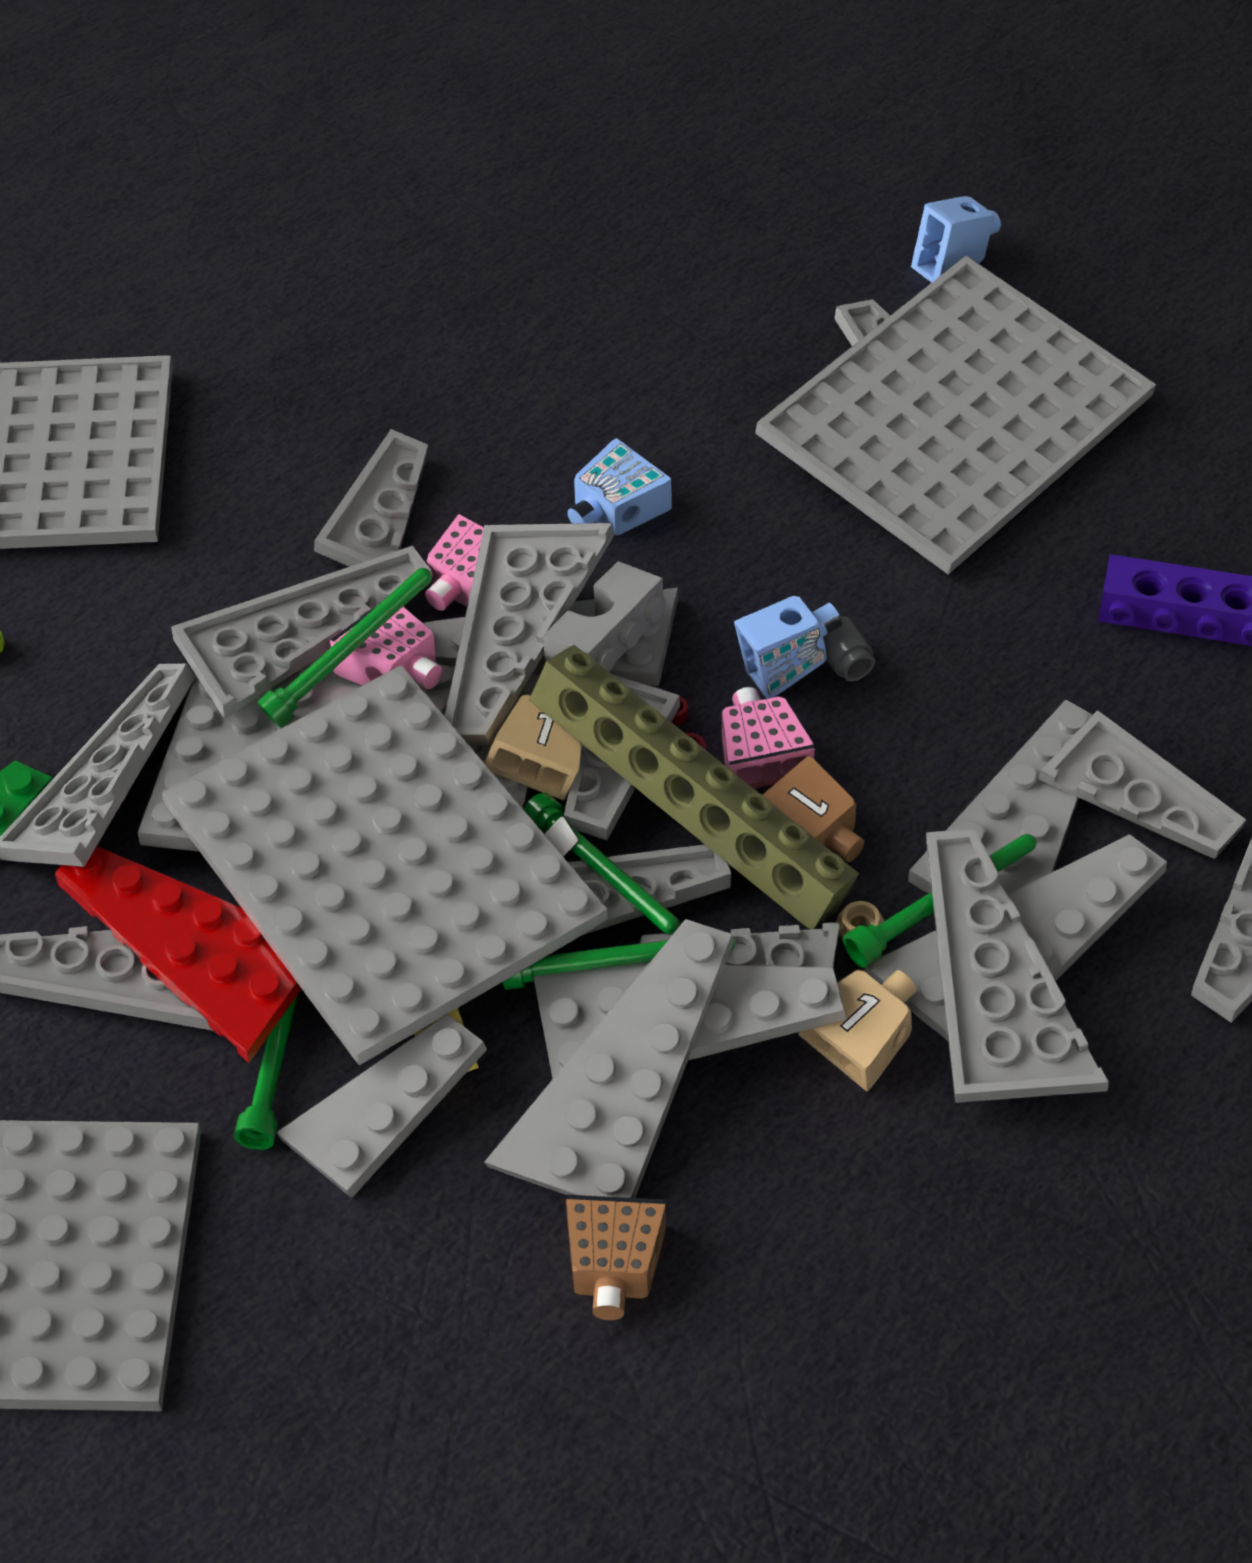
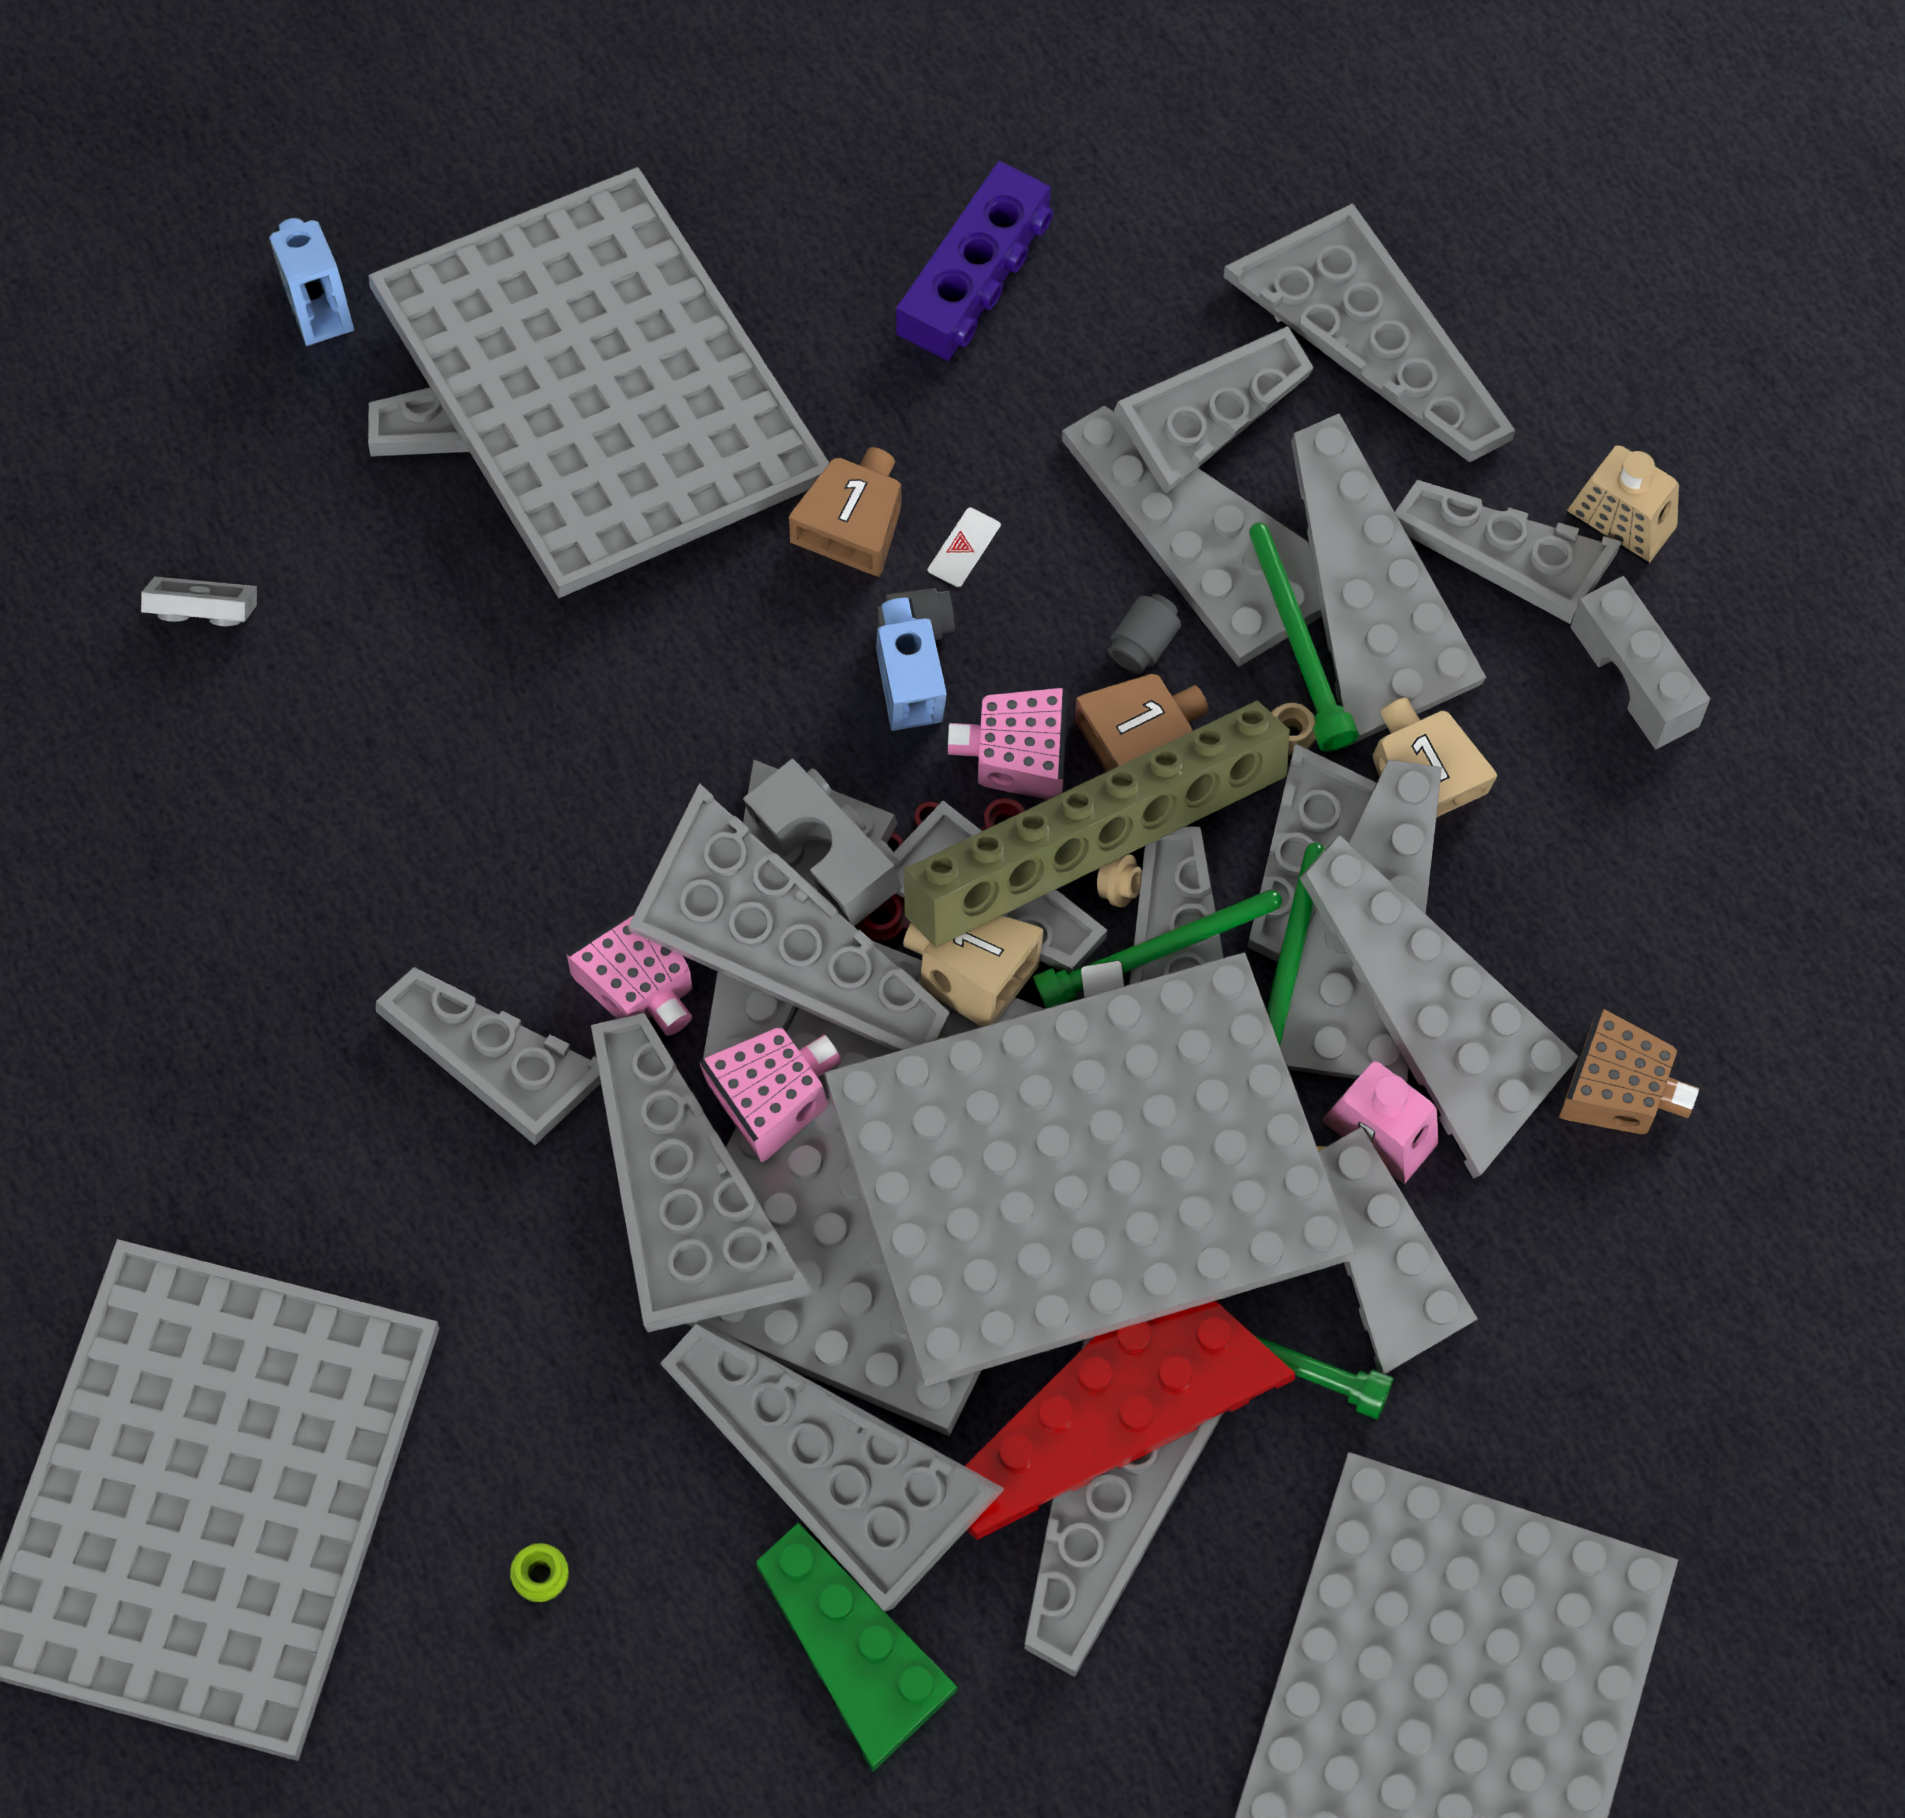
camera: 75 degrees left, 15 degrees up
(282, 703) = (819, 1221): green piece -> none
(512, 1056) = (1391, 1117): none -> bright pink torso
(620, 490) = (576, 776): light blue torso -> none
(664, 827) = (1119, 881): none -> tan plate
(672, 262) = (182, 598): none -> light grey plate
(901, 798) = (1144, 633): none -> dark grey brick
(921, 587) = (850, 512): none -> medium nougat torso
(931, 673) = (964, 547): none -> white sticker
(999, 996) = (1450, 623): light grey wing -> none
(1058, 1143) = (1661, 687): none -> light grey arch
(1120, 1041) = (1520, 555): none -> light grey wing
(1205, 1103) = (1630, 503): none -> tan torso

